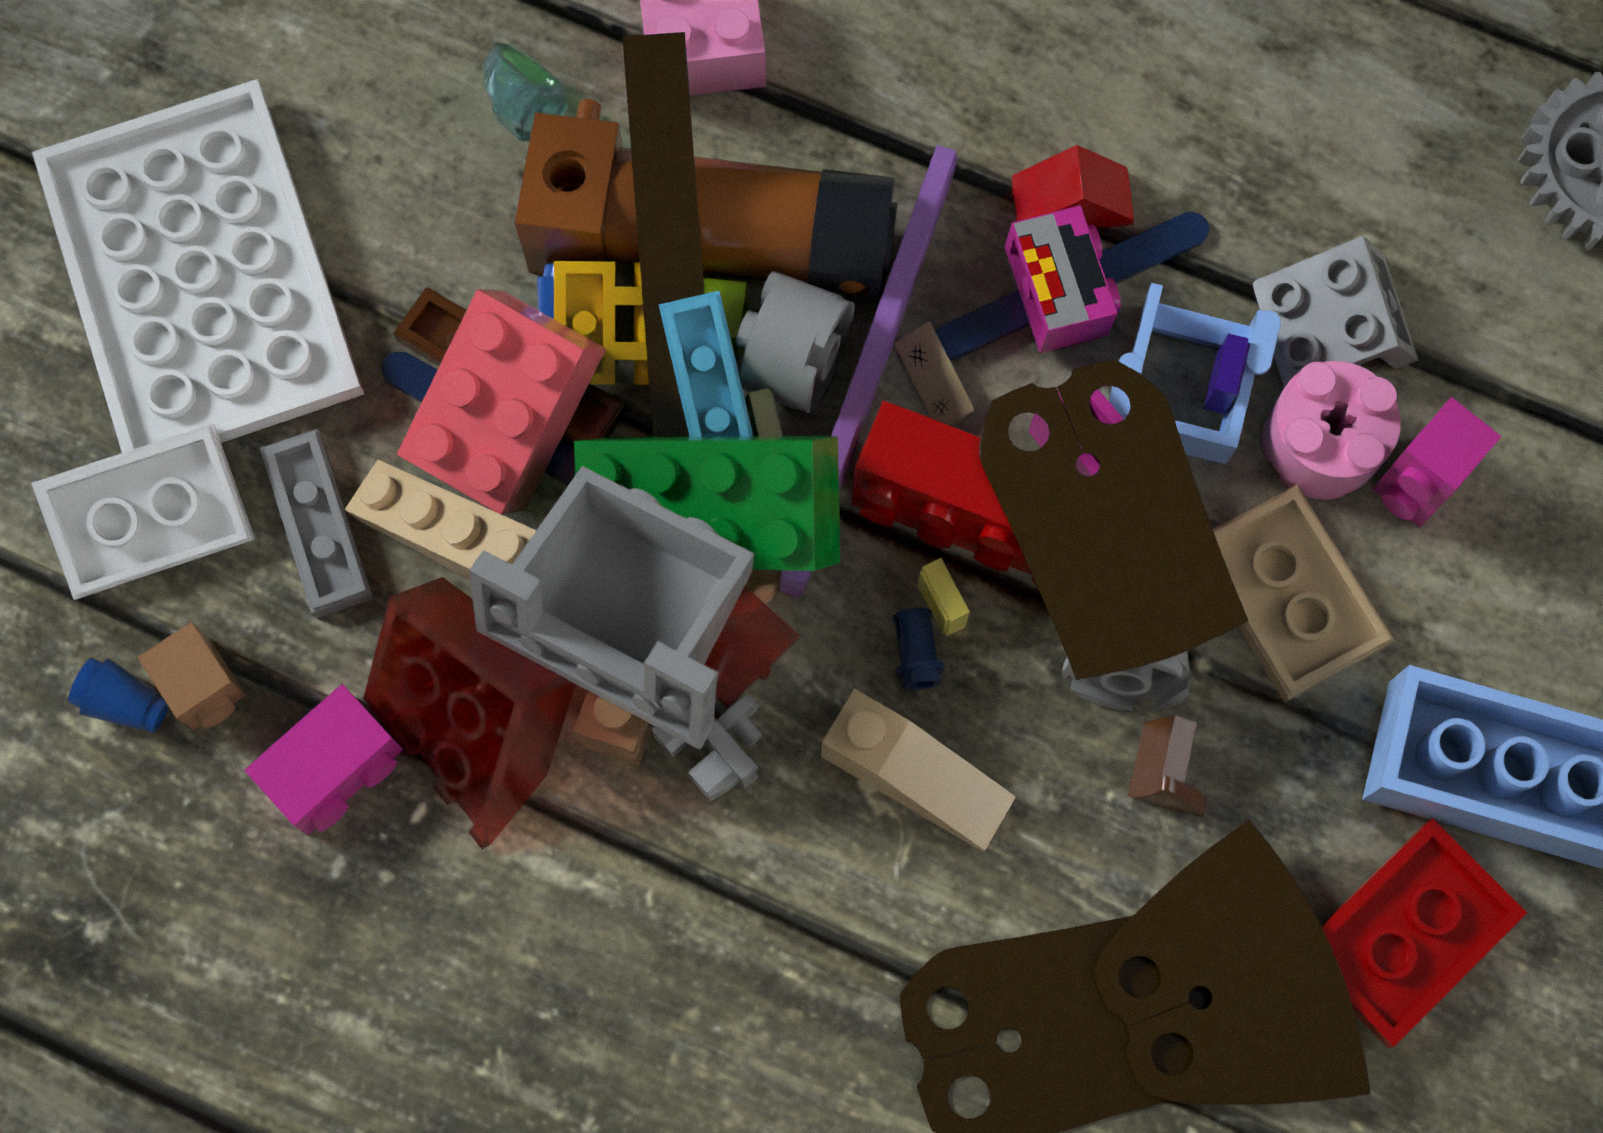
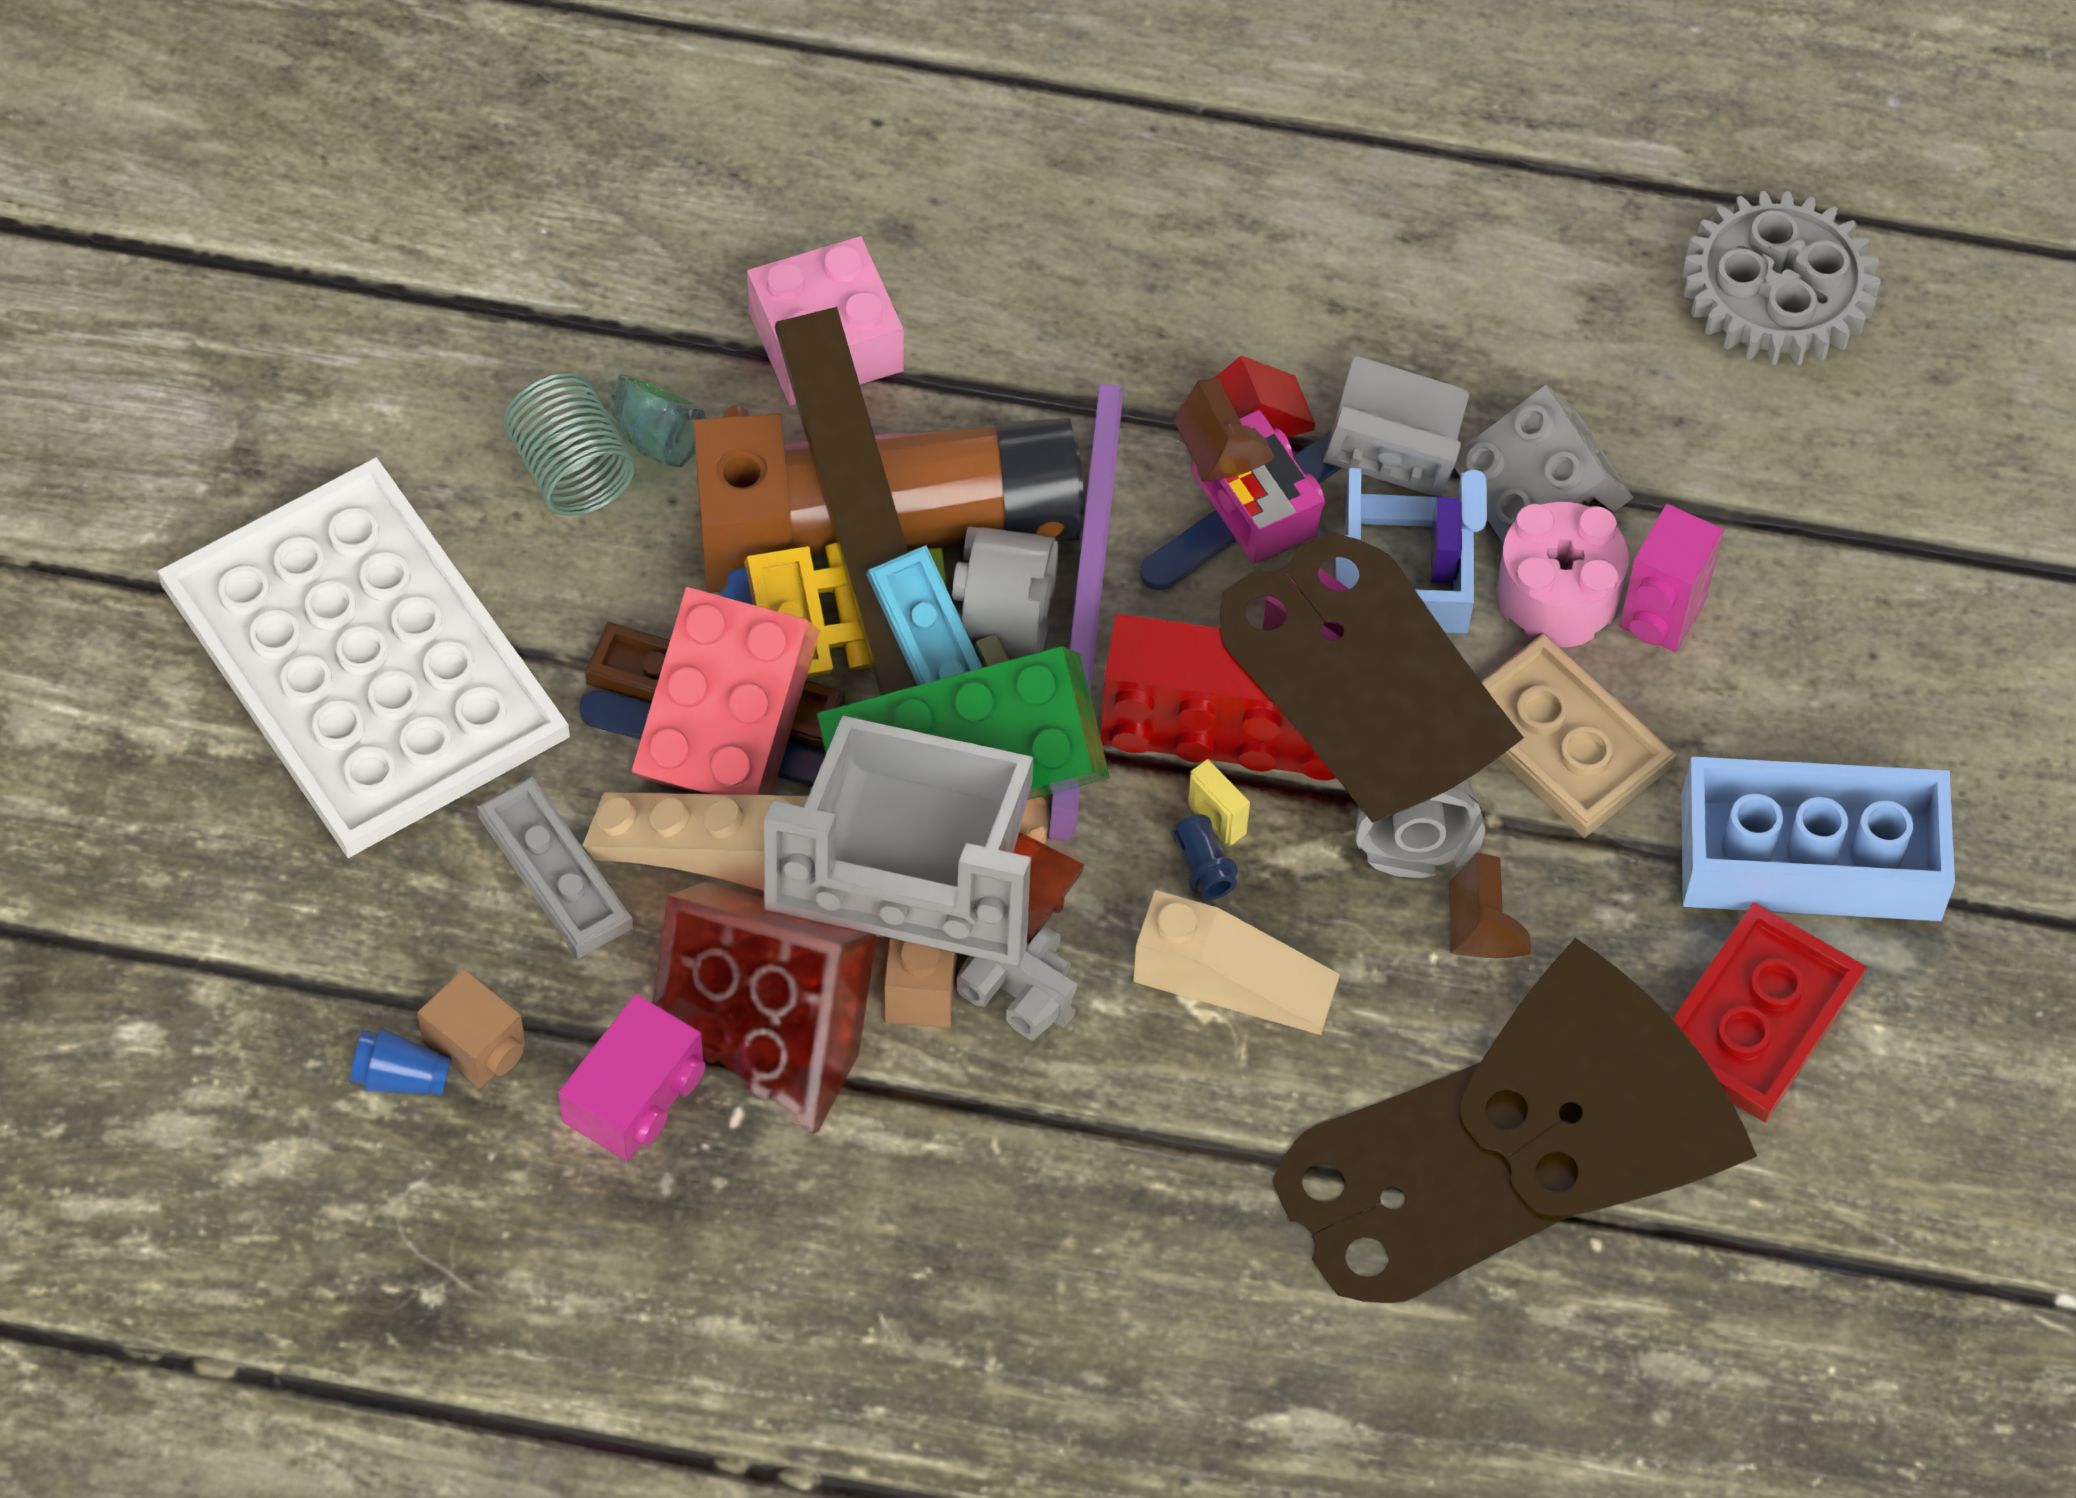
camera: 15 degrees left, 15 degrees down
(143, 511) = (375, 886): white tile -> none
(429, 102) = (561, 431): none -> sand green piece
(933, 375) = (1144, 594): tan sticker -> none
(1029, 228) = (1217, 437): none -> reddish brown tile
(1210, 242) = (1397, 426): none -> light grey bracket

